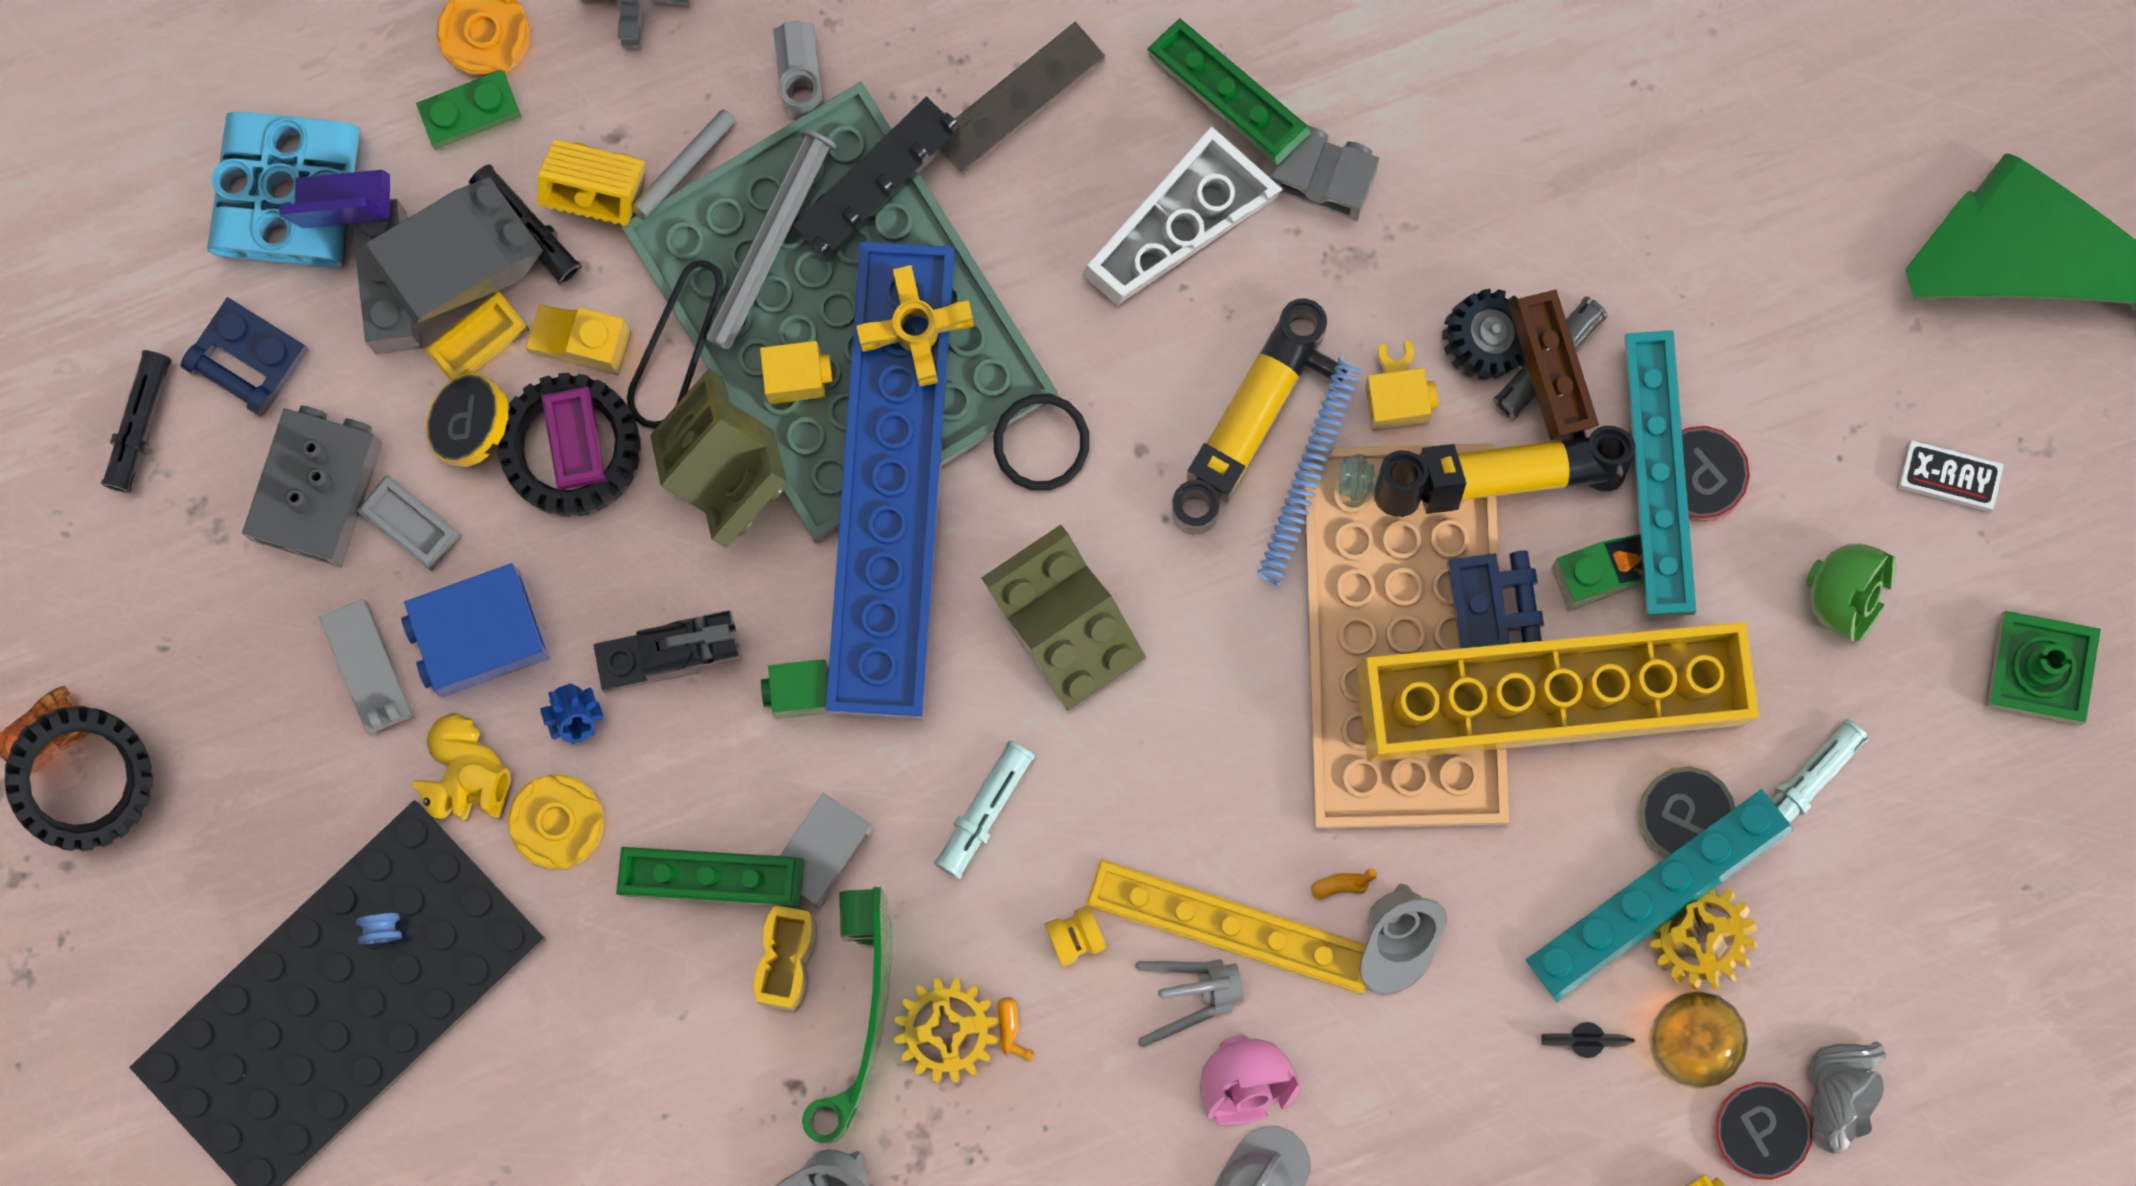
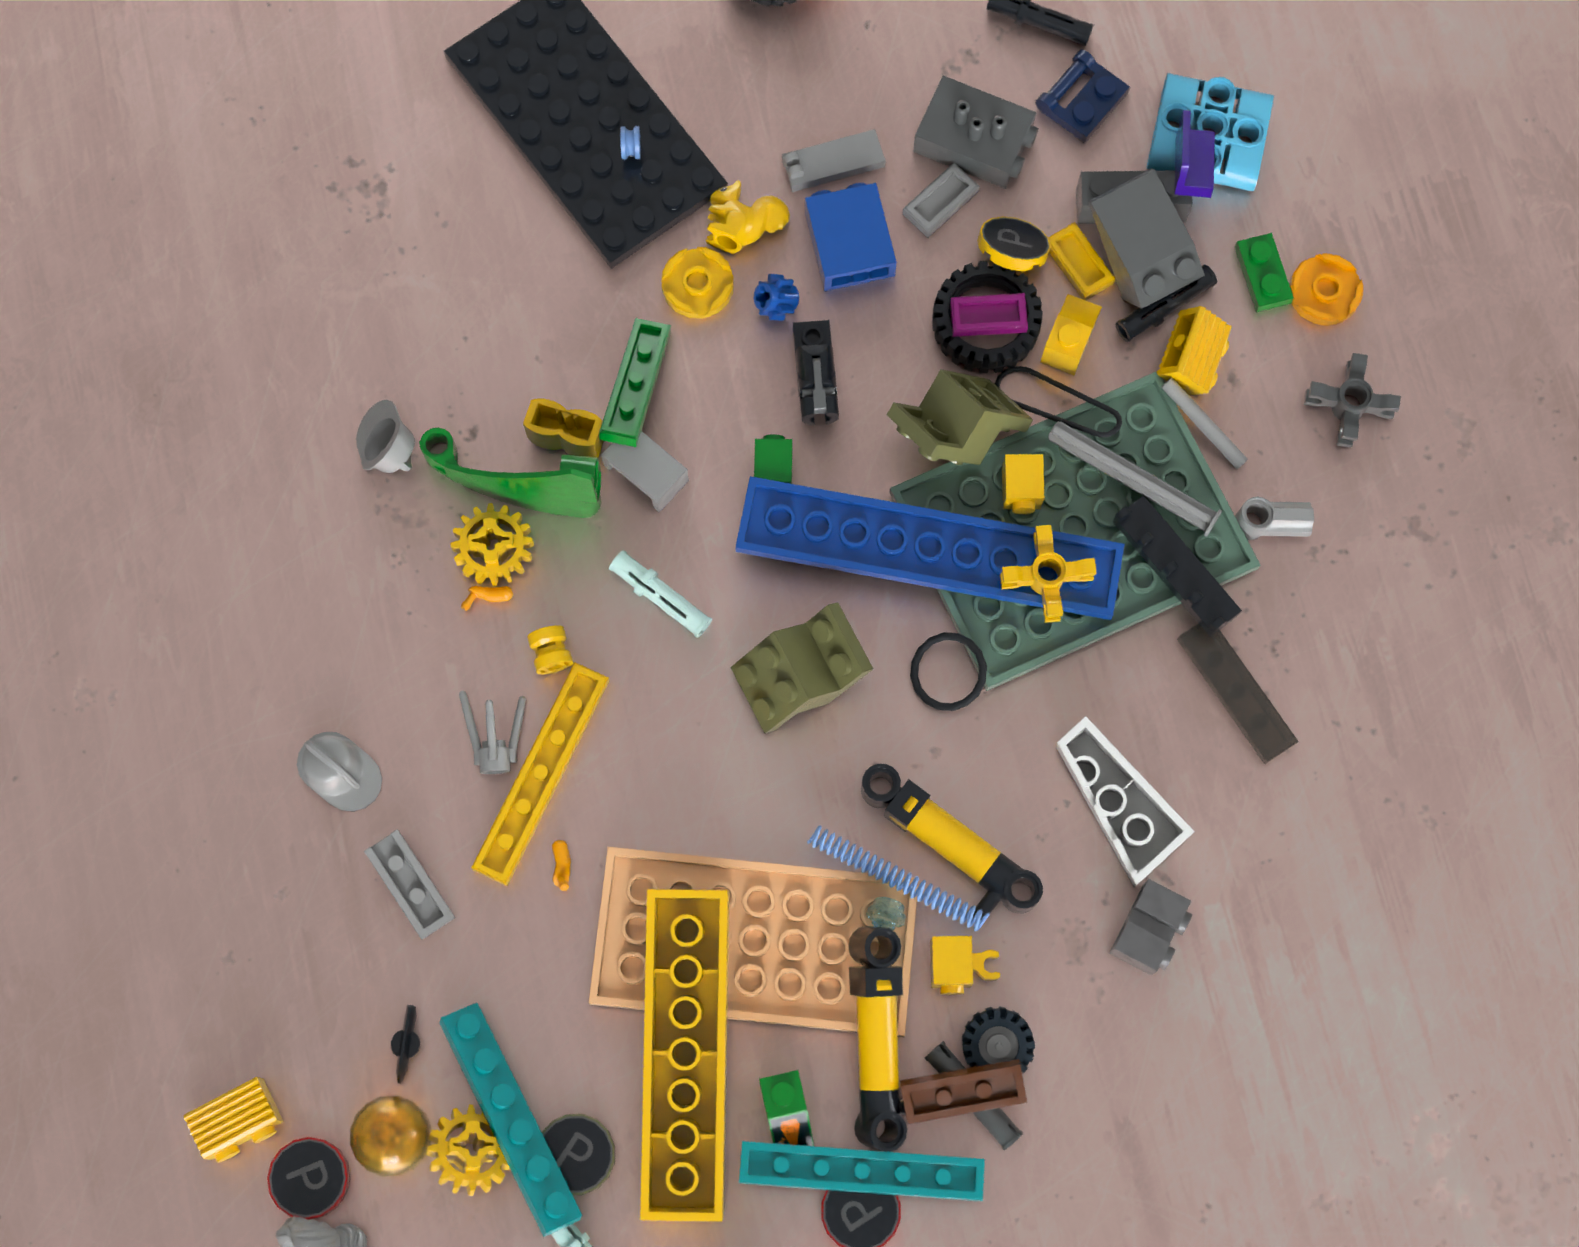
camera: 90 degrees right, 5 degrees down
(1228, 91) = (1226, 855): green tile -> none
(1245, 1079) = (416, 764): bright pink cylinder -> none
(1393, 1065) = (409, 884): none -> light grey hinge
(1401, 939) = (507, 900): light grey piece -> none
(1480, 604) = (768, 1001): dark blue plate -> none

